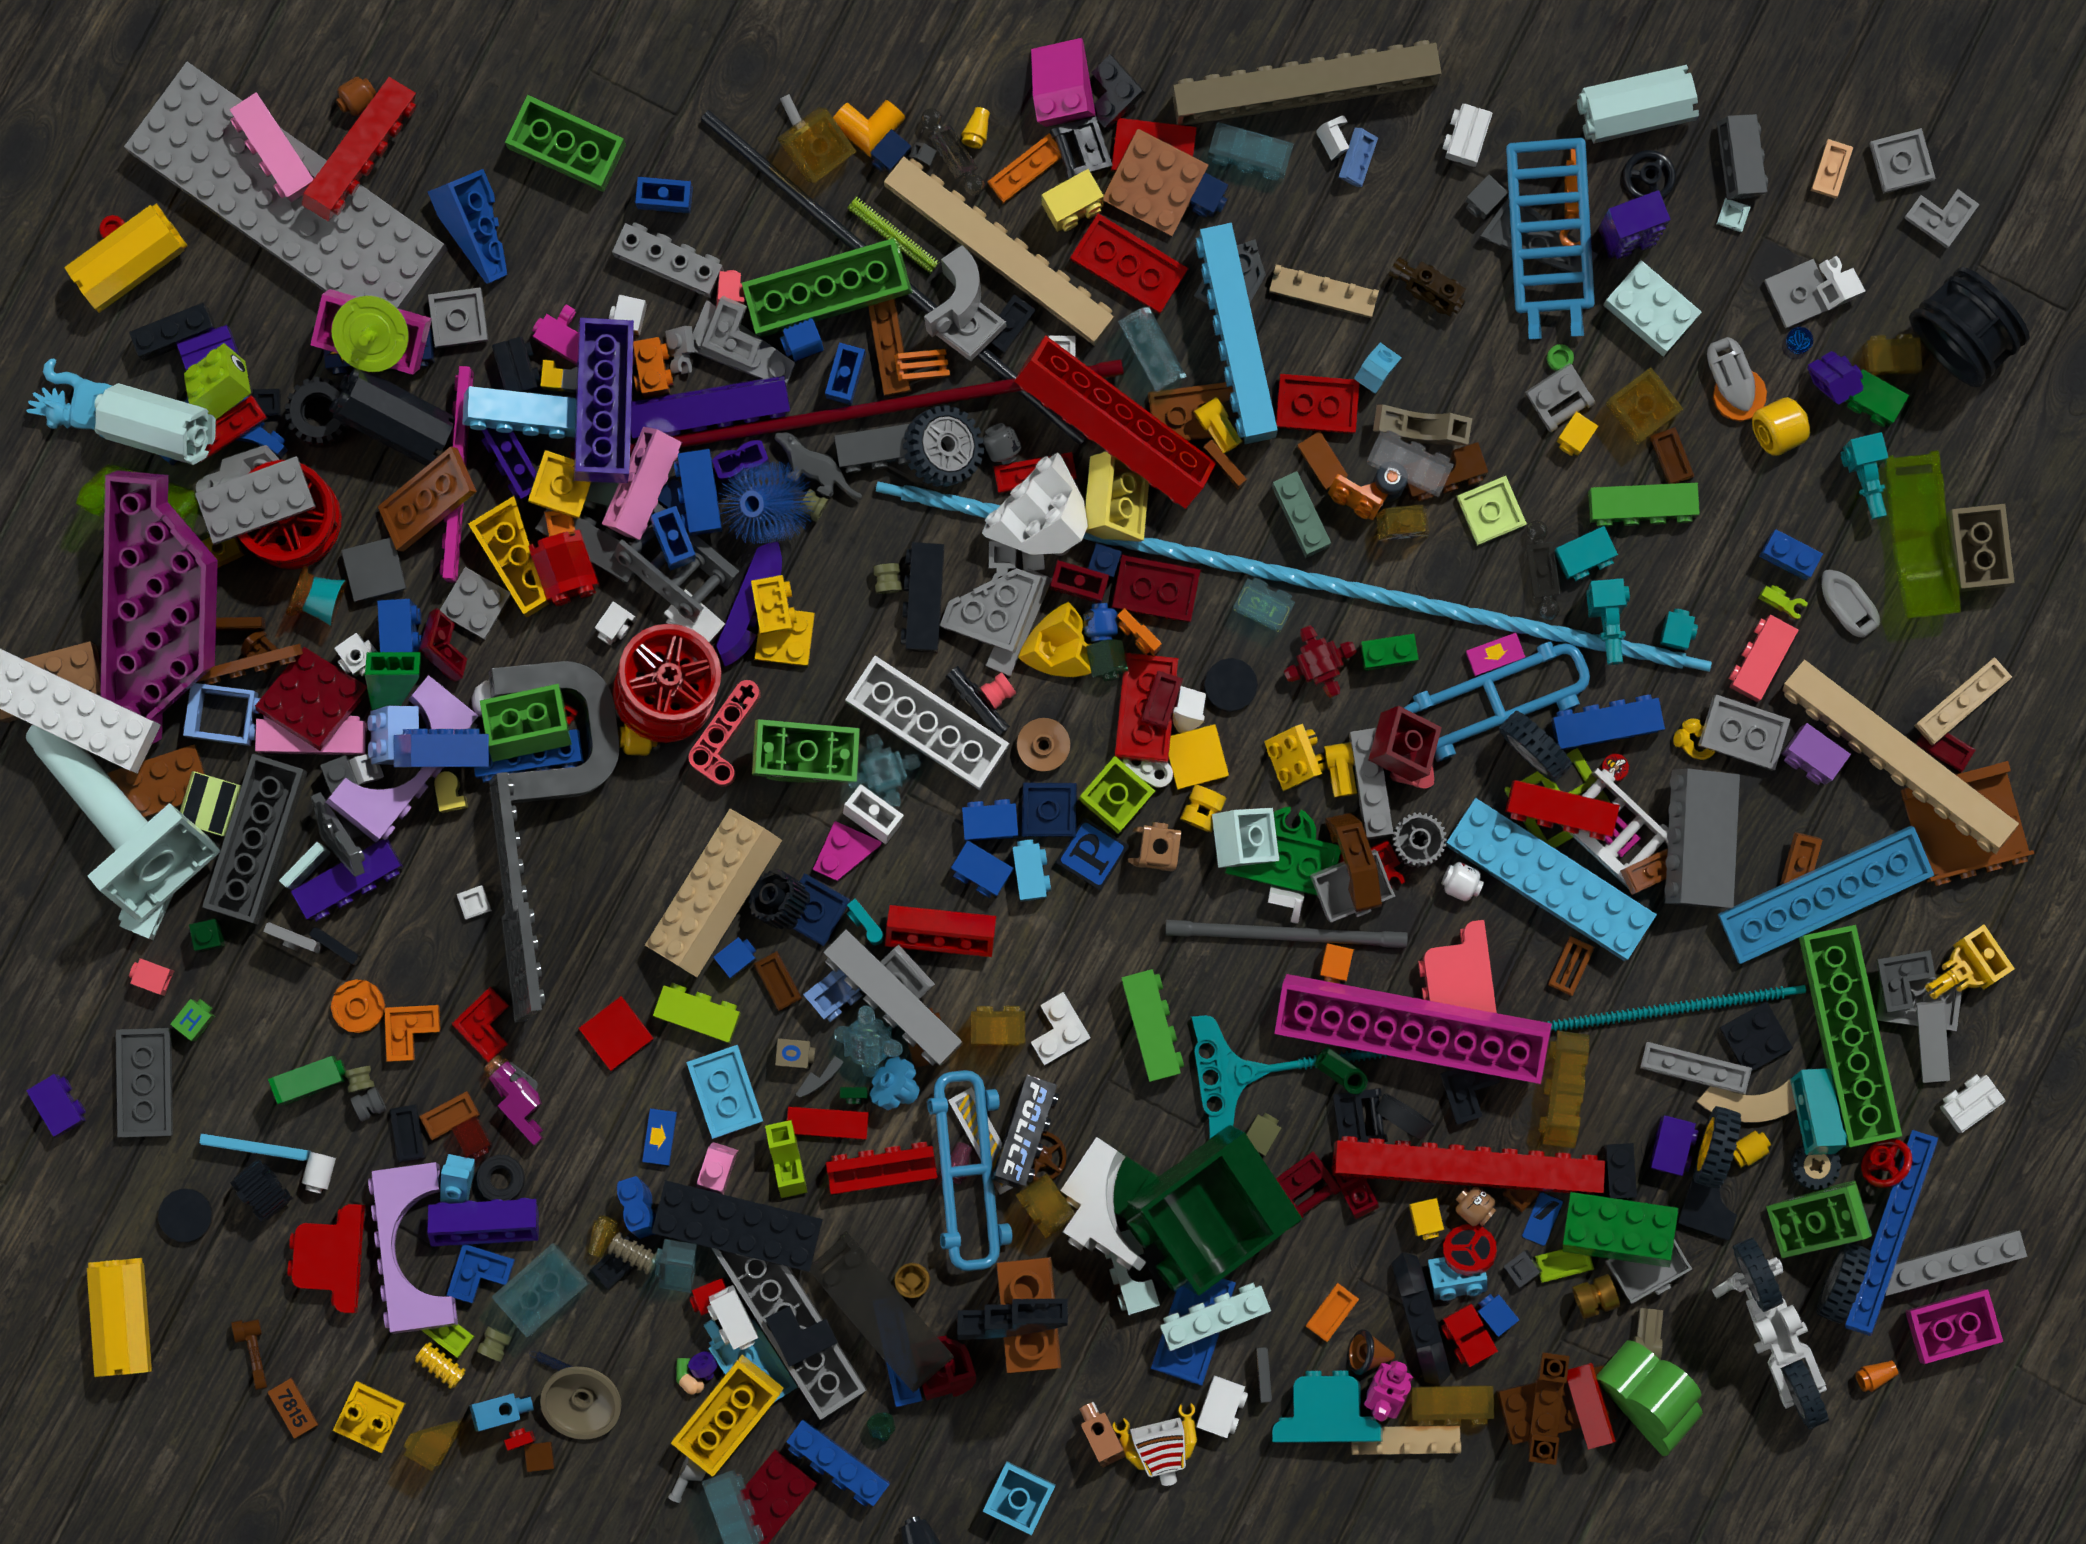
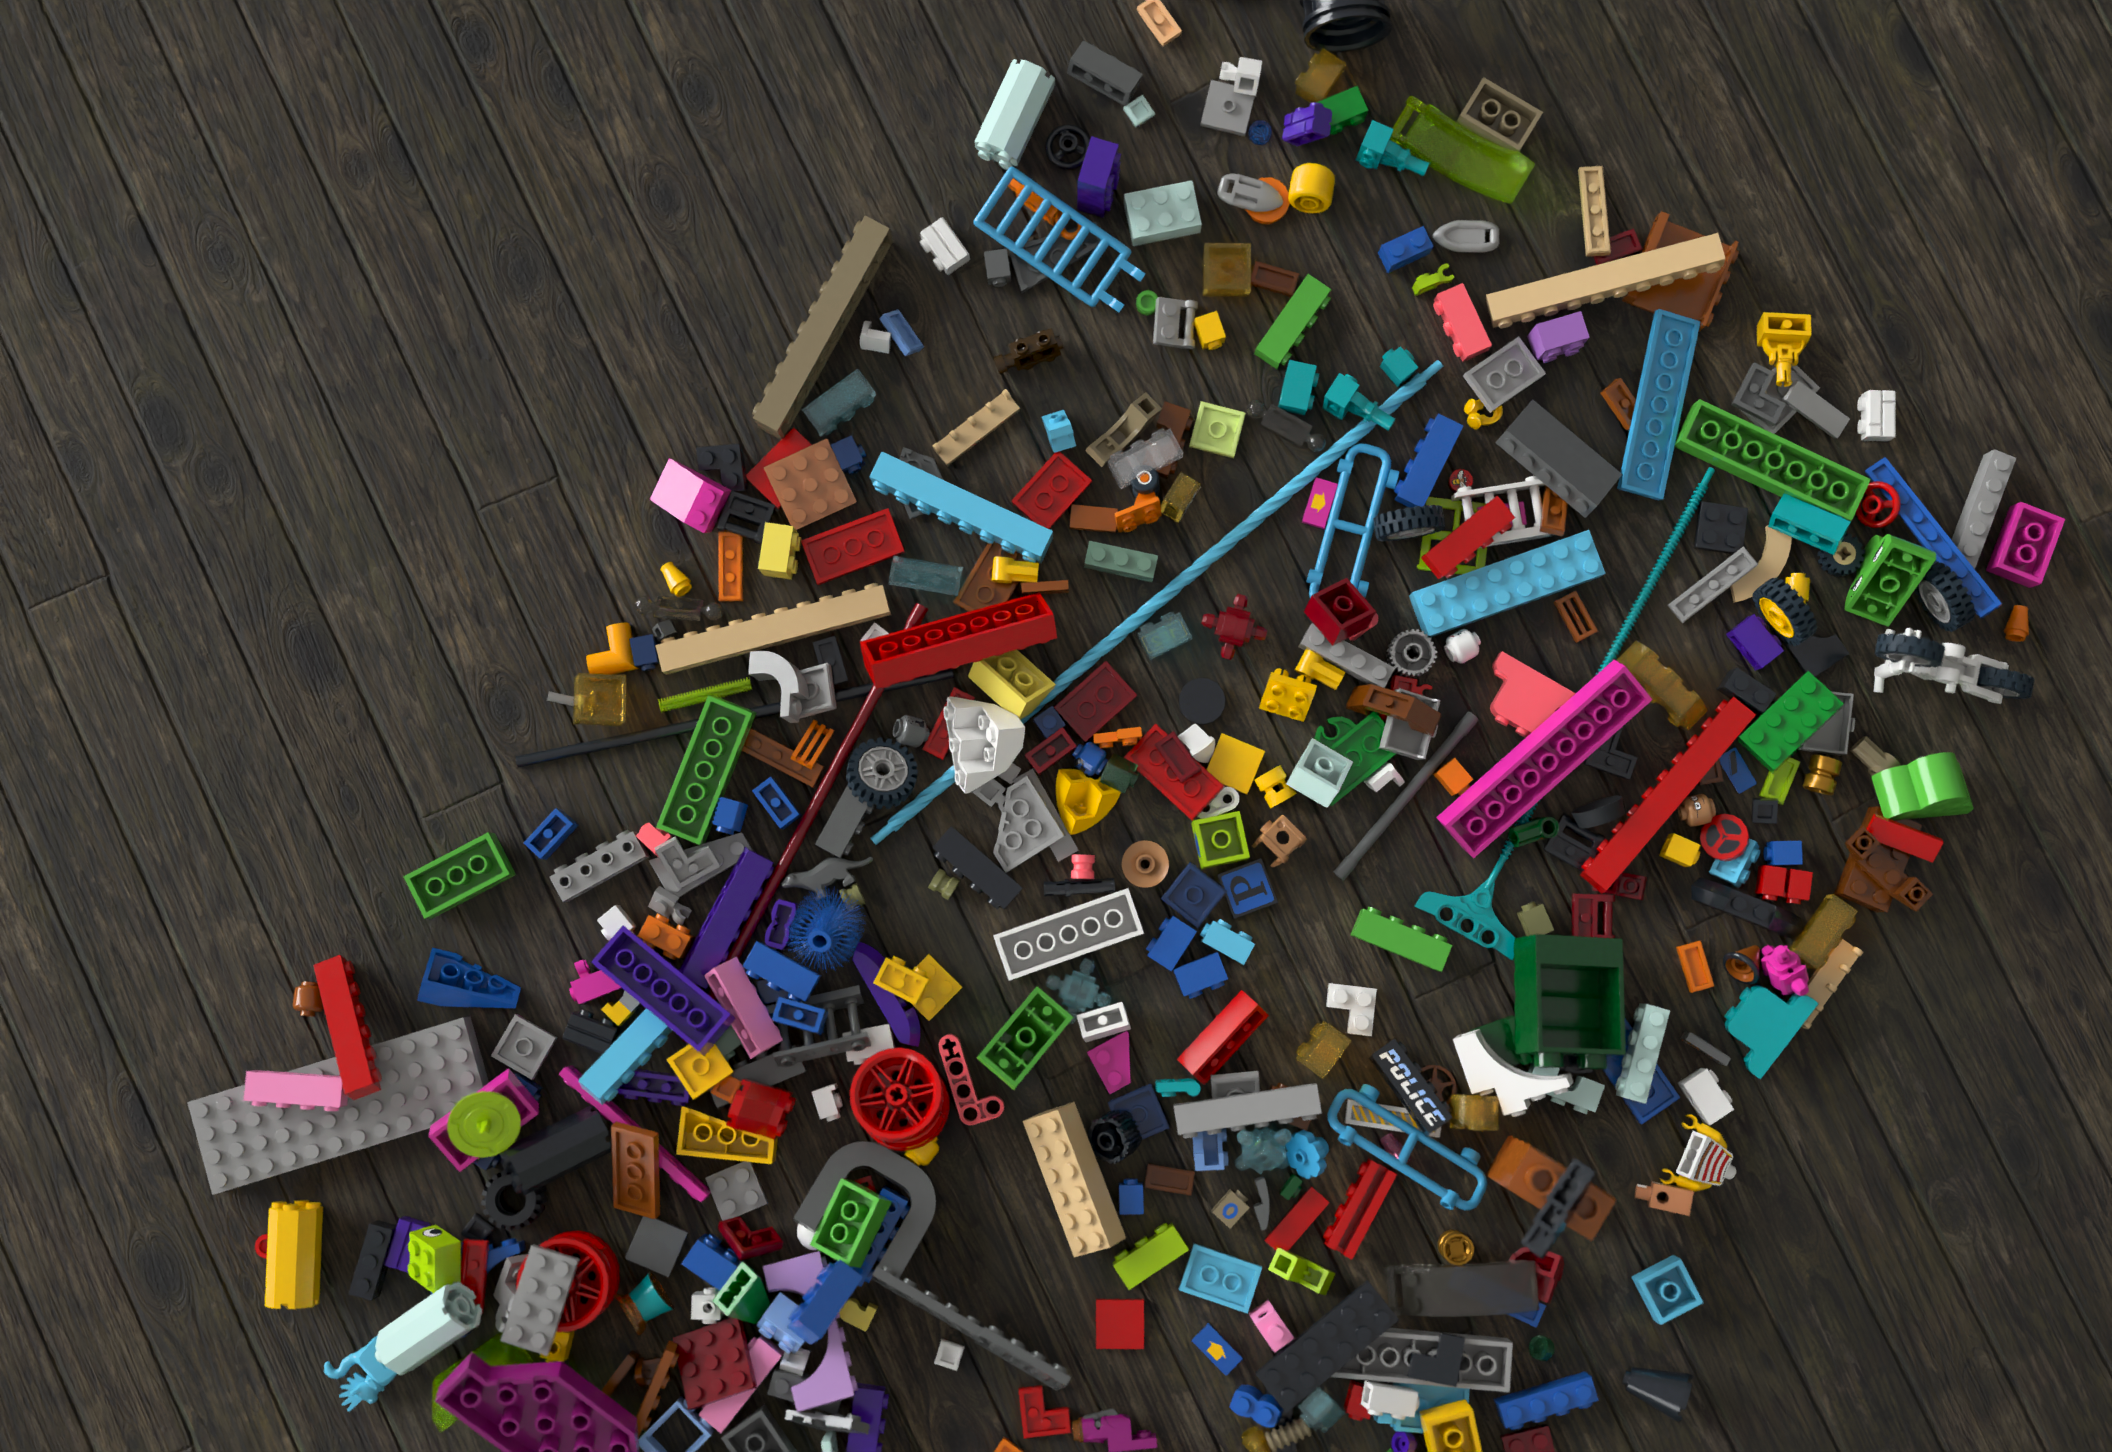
camera: 50 degrees left, 0 degrees up
(1389, 652) = (1263, 574): green brick -> none

